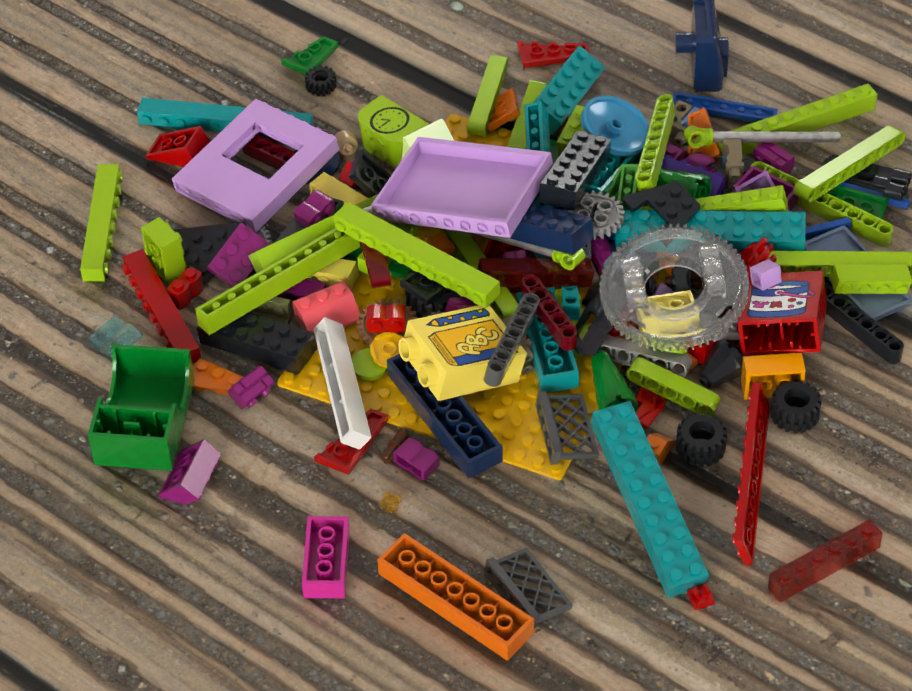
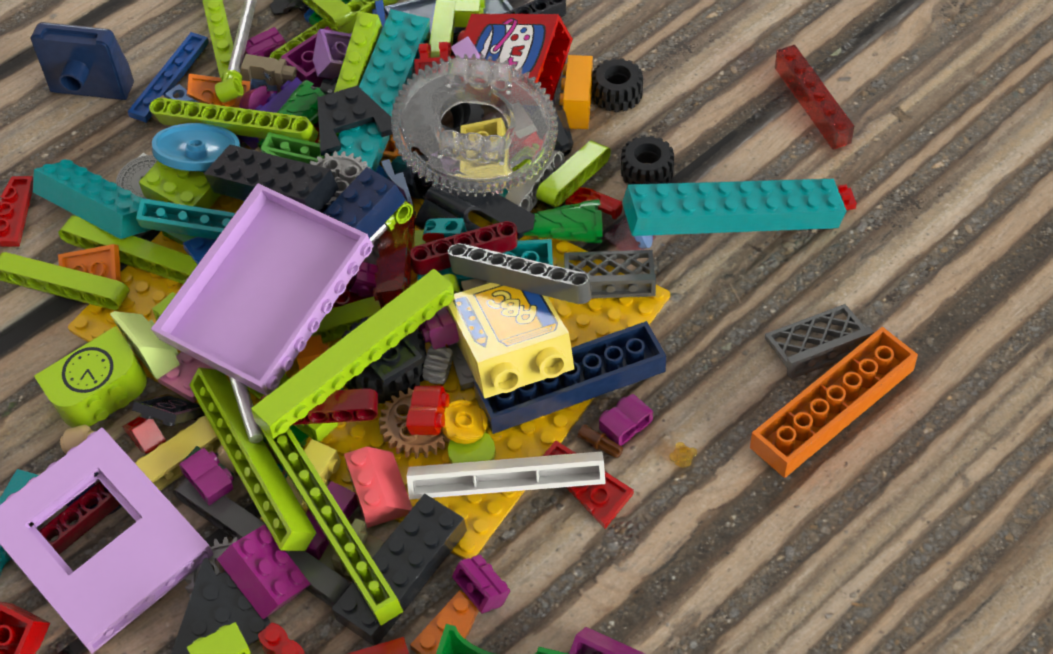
camera: 80 degrees left, 5 degrees up
(326, 557) = (766, 522): dark pink brick -> none
(751, 474) = (701, 128): red plate -> none

